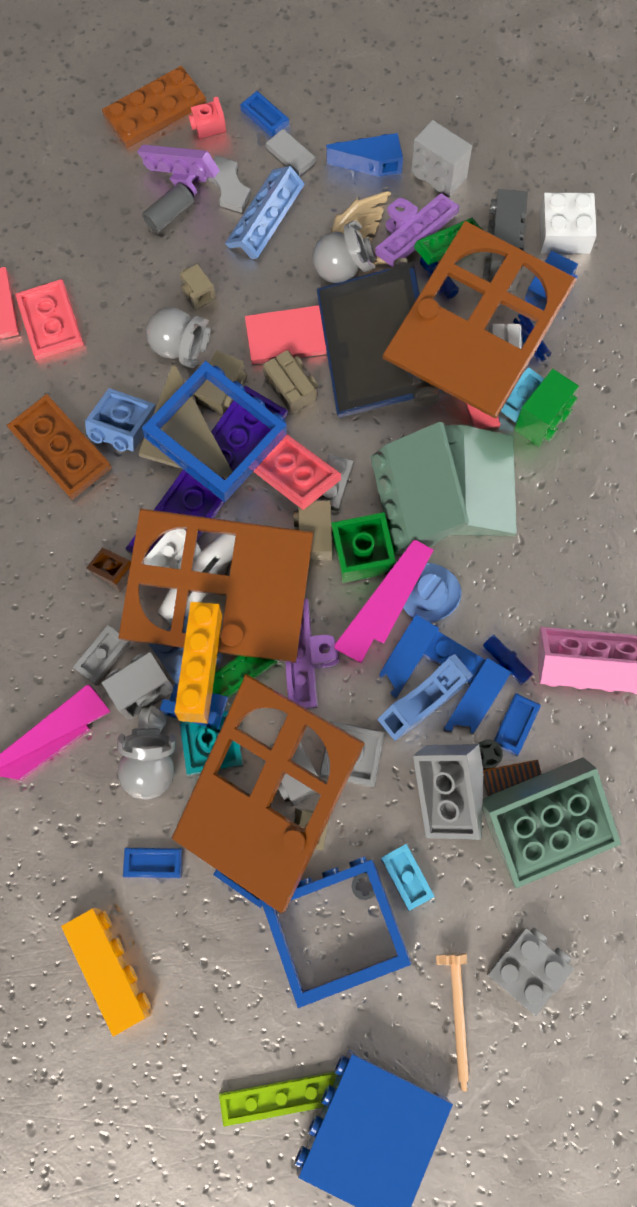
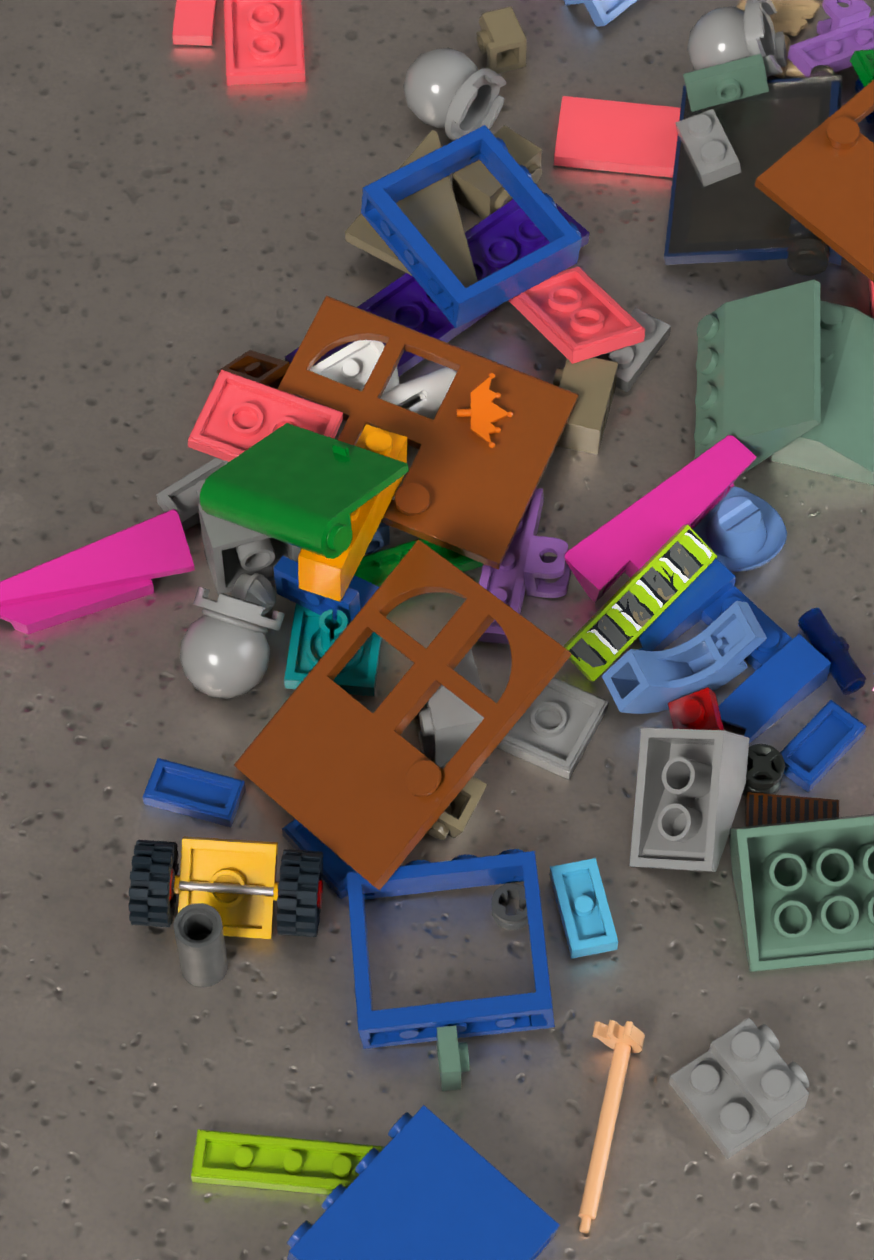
camera: 10 degrees right, 15 degrees down
(59, 446) = (227, 202): dark orange plate -> none
(106, 971) = (78, 914): light orange brick -> none
(119, 420) = (324, 187): medium blue plate -> none
(128, 615) = (246, 411): none -> coral tile
(163, 663) = (299, 488): none -> green door
(176, 982) = (201, 945): none -> dark grey pin
(190, 931) = (231, 878): none -> plate
(259, 563) = (484, 411): none -> orange piece
(290, 382) = (606, 197): dark tan brick -> none
(344, 284) = (726, 82): none -> sand green plate
(344, 332) = (708, 147): none -> light grey plate
(357, 1003) = (452, 1058): none -> sand green plate
(363, 547) = (648, 436): green brick -> none
(386, 664) = (639, 602): none -> tile
(439, 728) = (696, 711): none -> red plate

